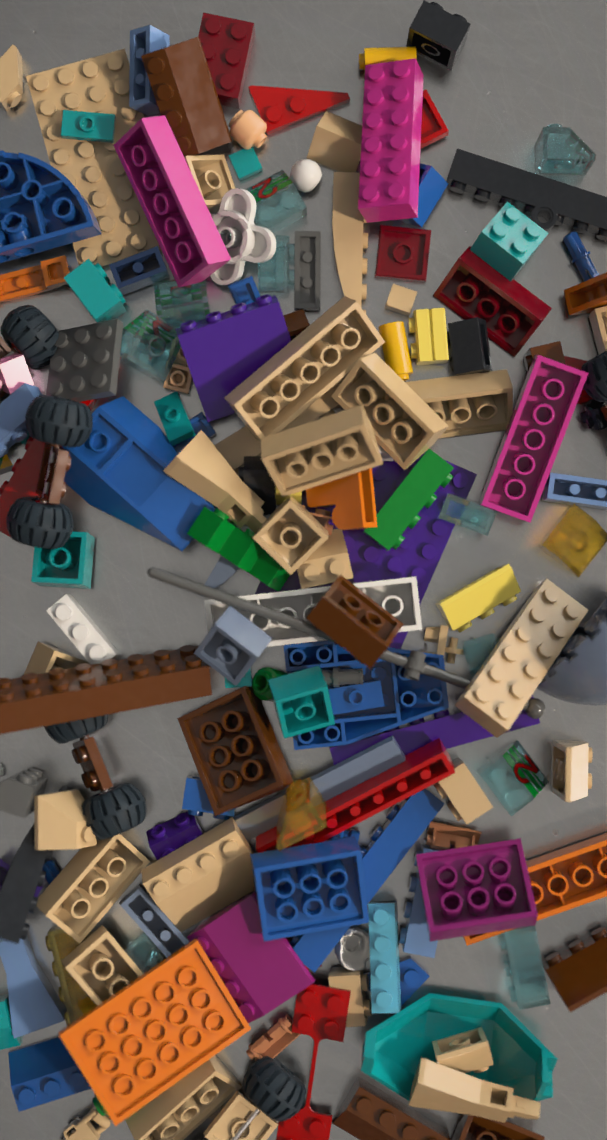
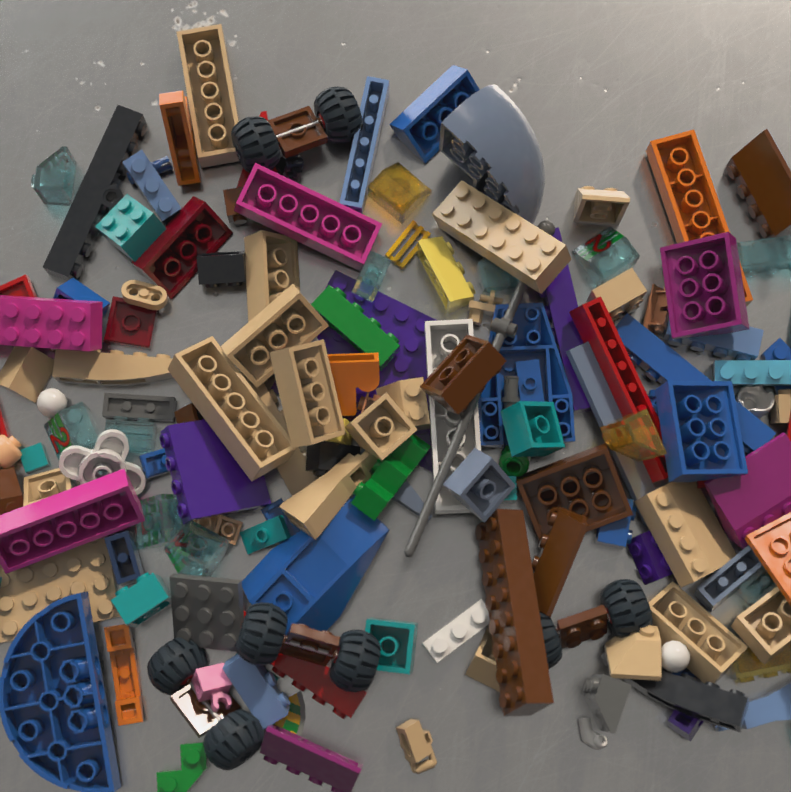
camera: 90 degrees left, 10 degrees down
(63, 864) = (674, 656): none -> white piece
(164, 734) = (557, 556): none -> reddish brown slope
(396, 349) = (219, 330): yellow brick -> none
(400, 300) = (173, 326): tan slope -> none
(430, 336) = (209, 302): light yellow brick -> none
(432, 265) = (145, 294): none -> tan plate
(493, 541) = (419, 230): none -> yellow tile
(559, 259) = (151, 185): none -> medium blue brick

